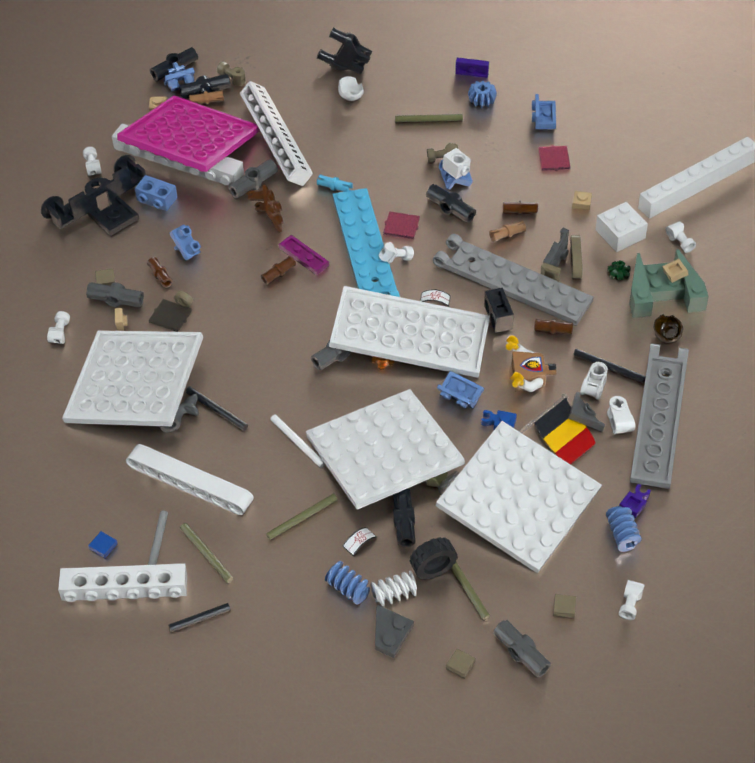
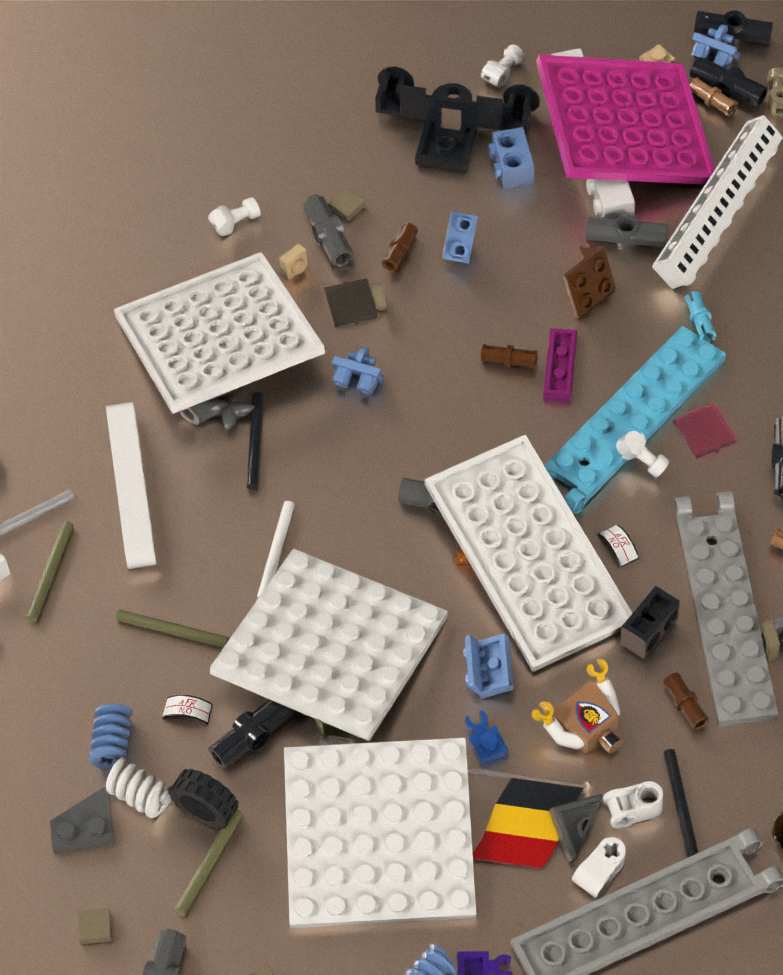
camera: 55 degrees right, 5 degrees up
(220, 333) = (346, 368): none -> medium blue hips

